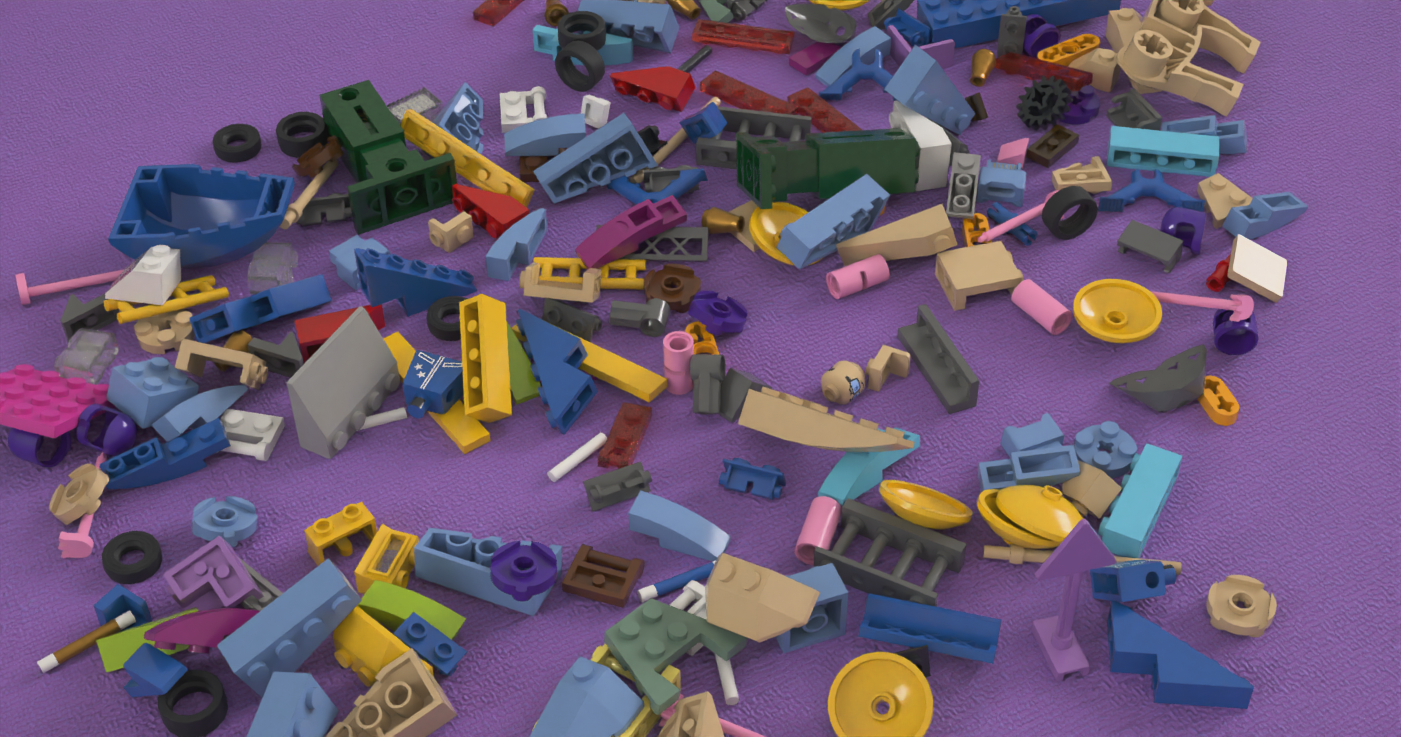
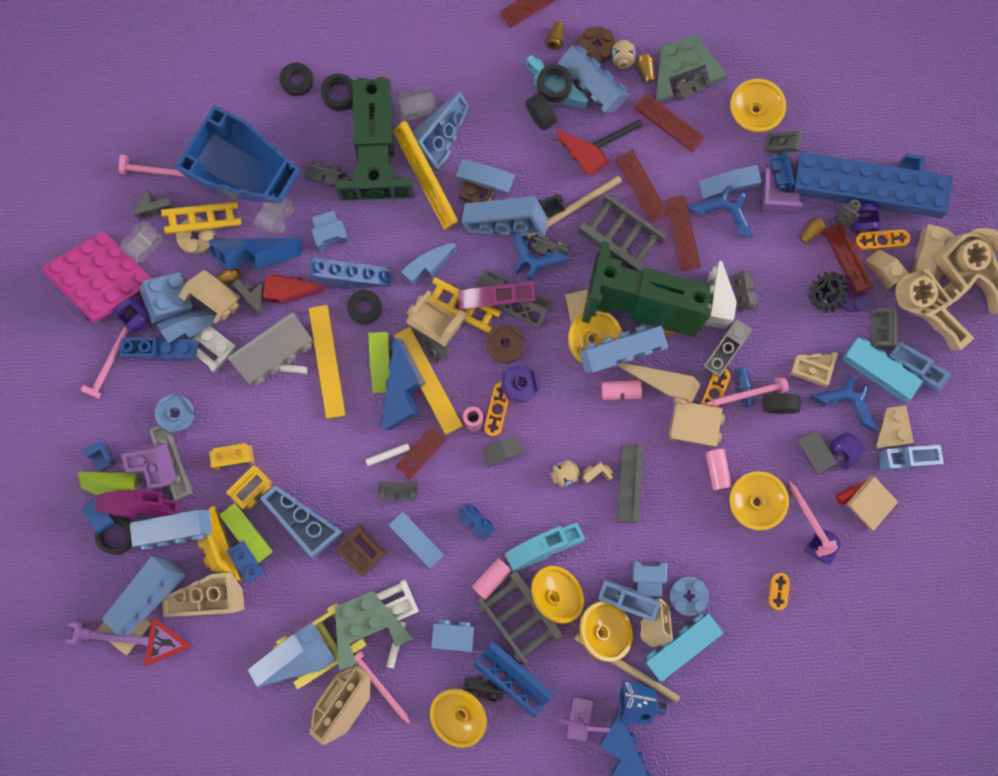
camera: 25 degrees right, 35 degrees up
(79, 495) = (102, 366): tan plate -> none
(86, 641) = (76, 465): pearl gold bar -> none
(134, 572) = (110, 405): black tyre -> none
(149, 277) = (190, 202): white slope -> none
(295, 209) = (297, 186): tan bar -> none
(315, 157) = (338, 125): reddish brown plate -> none
(432, 384) = (325, 367): blue torso -> none
(452, 233) = (395, 234): tan bracket -> none
(485, 358) = (359, 369): yellow brick -> none
(488, 209) = (428, 227): red slope -> none
(514, 107) = (484, 127): white plate -> none
(523, 583) = (299, 540): dark purple plate -> none
(595, 110) = (534, 157): white tile -> none
(648, 317) = (478, 363): dark grey piece -> none
(675, 582) = (404, 574): blue bar -> none
(704, 123) = (595, 211): blue slope -> none
(707, 373) = (483, 440): dark grey piece -> none
(722, 221) = (561, 303): pearl gold cone -> none
(755, 599) = (420, 630): tan wedge -> none
(811, 425) = (526, 513): tan wedge -> none
(813, 57) = (708, 163): magenta tile -> none
(814, 21) = (724, 141): dark grey piece -> none
(929, 91) = (745, 266): medium blue wedge -> none
(976, 103) = (782, 270): dark brown plate -> none
(1001, 183) = (760, 347): medium blue piece -> none
(1014, 152) = (784, 322): bright pink slope -> none
(1039, 510) = (610, 639): yellow dish -> none
(1052, 146) = (813, 329): dark brown plate -> none
(1168, 388) = (756, 566): dark grey piece -> none
(1228, 617) = (705, 743): tan plate -> none

